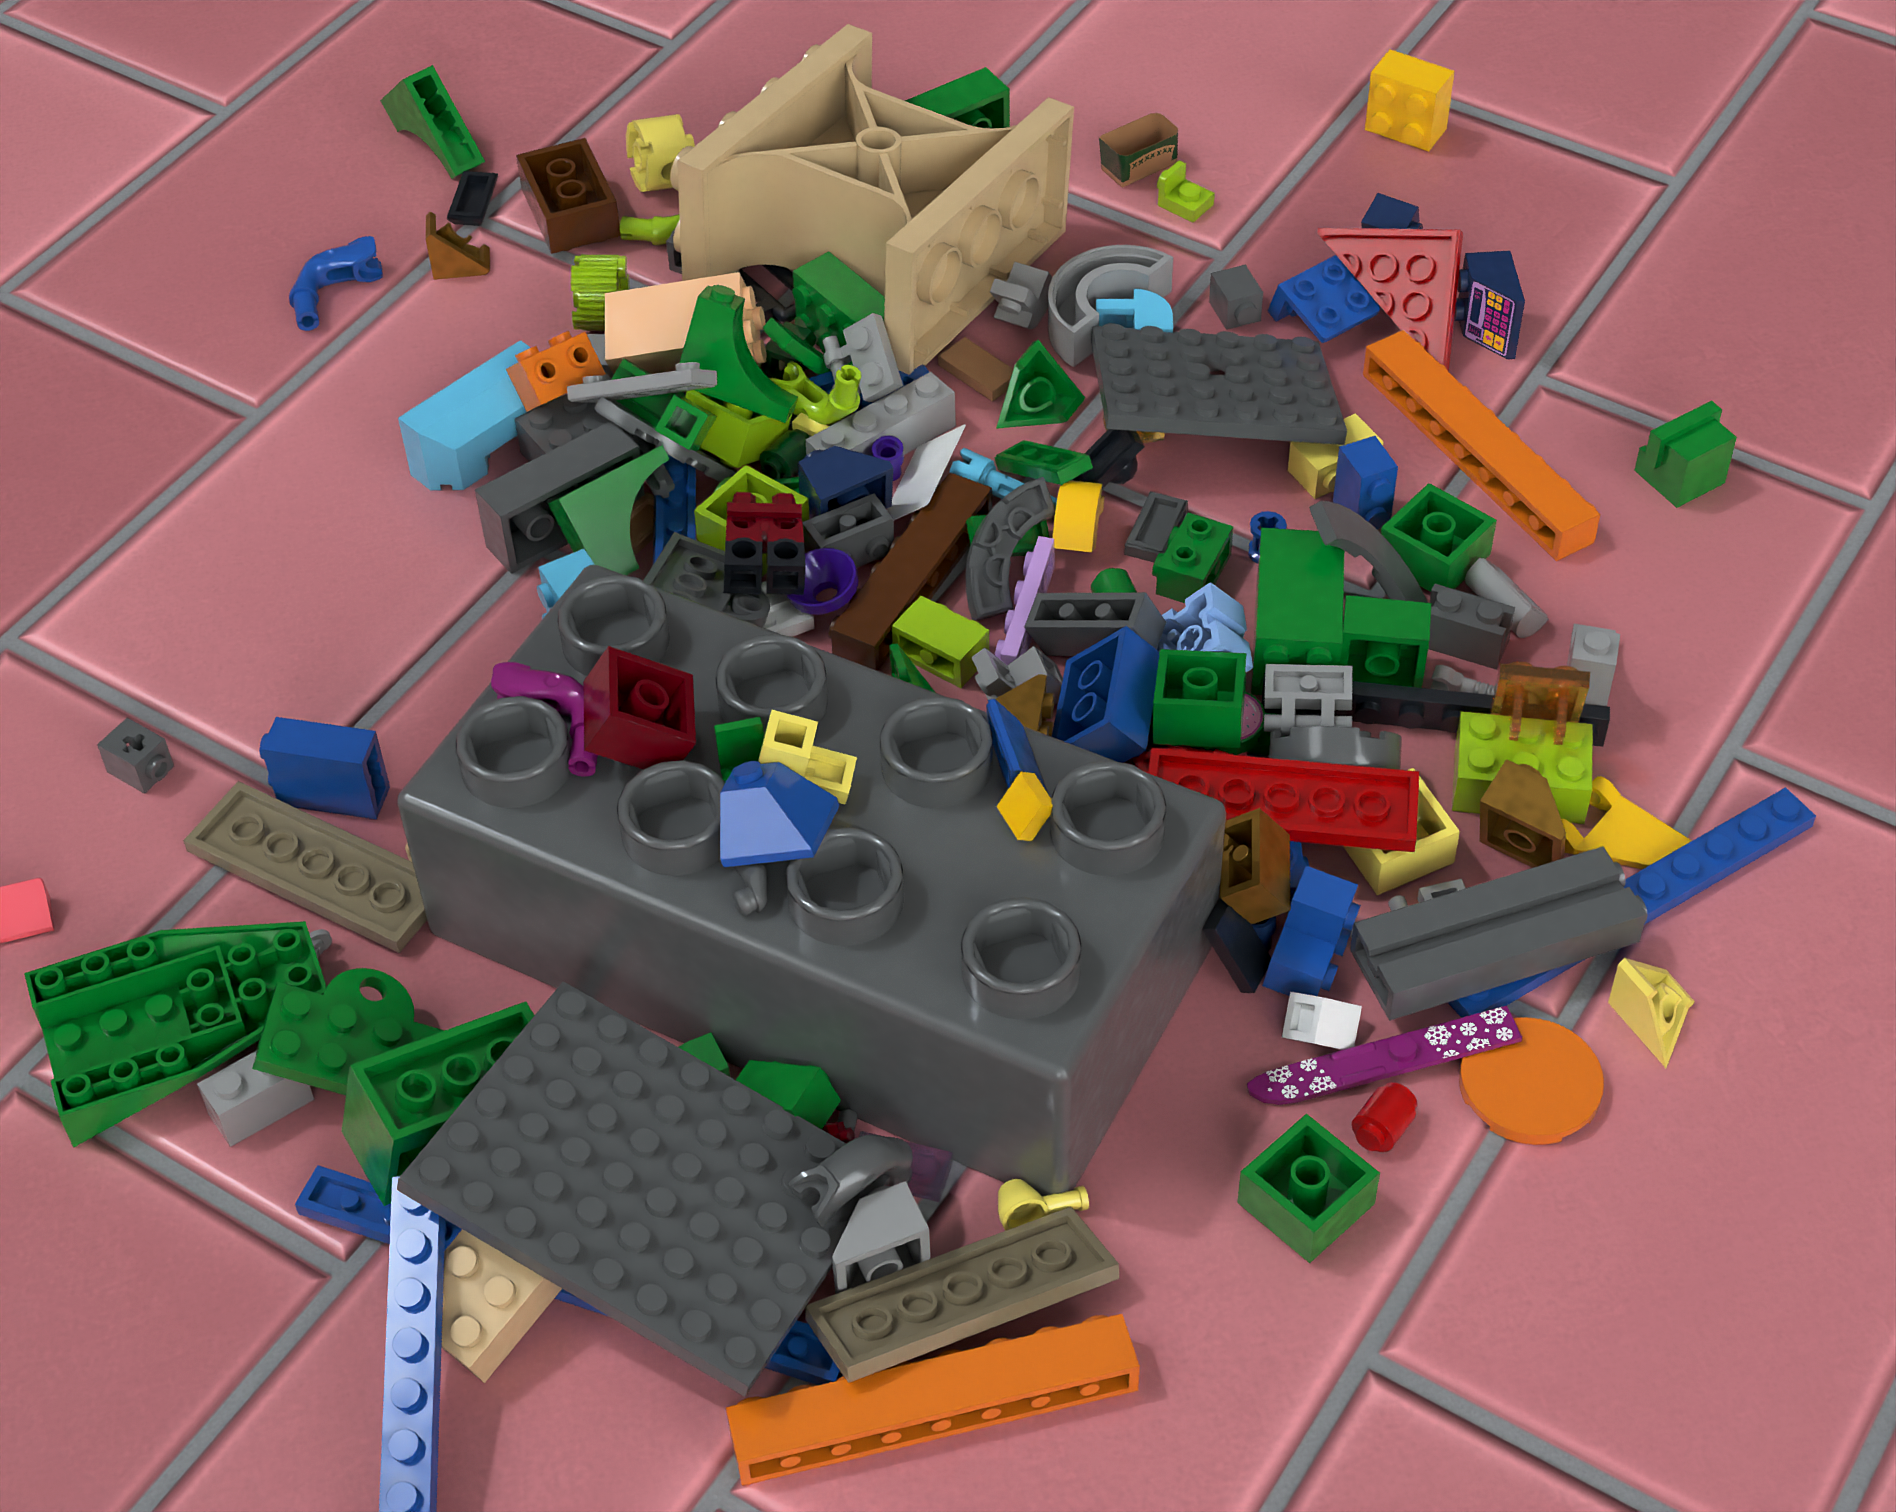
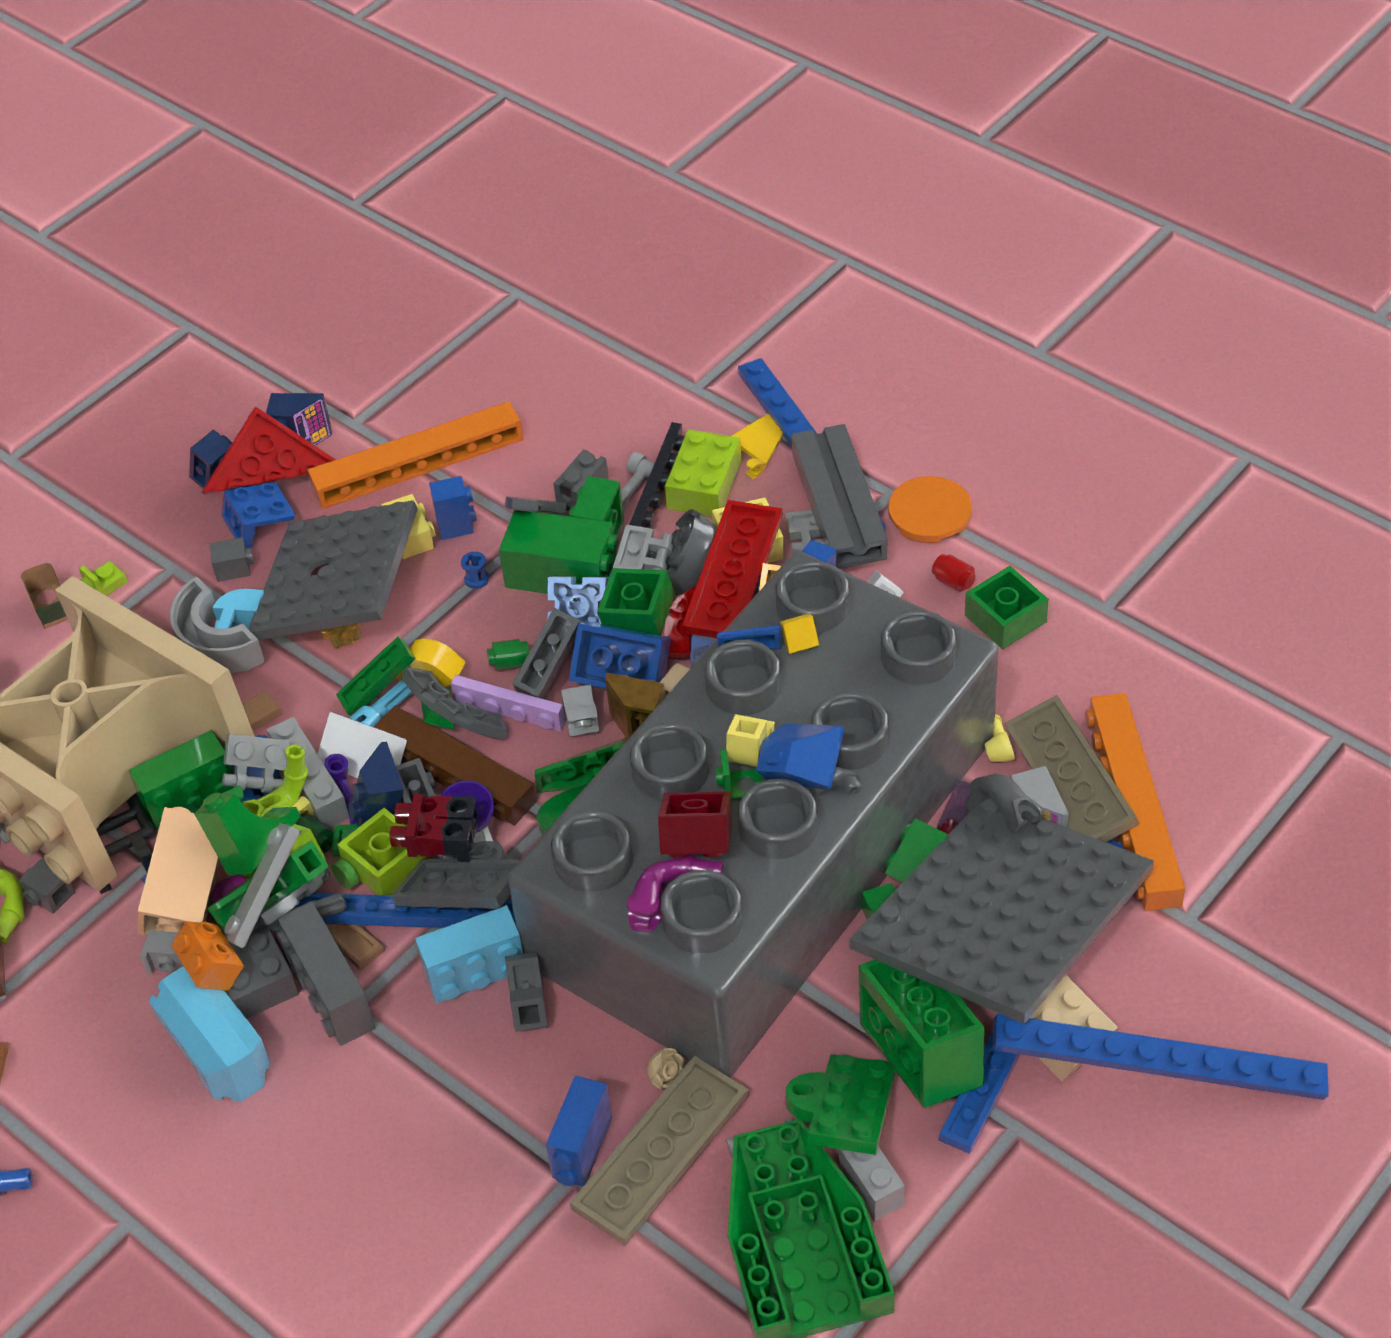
camera: 80 degrees left, 0 degrees up
(141, 762) = (524, 1282): dark grey brick -> none
(590, 280) = (91, 944): lime brick -> none
(600, 513) = (361, 935): green arch -> none
(940, 640) = (528, 749): lime brick -> none
(1038, 391) = (290, 680): green slope -> none
(1113, 458) = (378, 635): black tile -> none
(1154, 526) = (441, 629): dark grey tile -> none
(1193, 557) = (485, 609): green brick -> none
(1386, 1058) = (906, 554): magenta piece -> none
(1409, 100) = (66, 434): yellow brick -> none
(1439, 537) = (506, 475): green brick -> none
(1493, 584) = (554, 463): light grey brick -> none
(1522, 816) = (756, 468): pearl gold slope -> none
(1540, 694) = (675, 439): clear orange plate -> none
(1595, 652) = (638, 432): light grey arch -> none
(1650, 1005) = (888, 450): light yellow slope -> none
(1687, 455) = (465, 357): green plate -> none

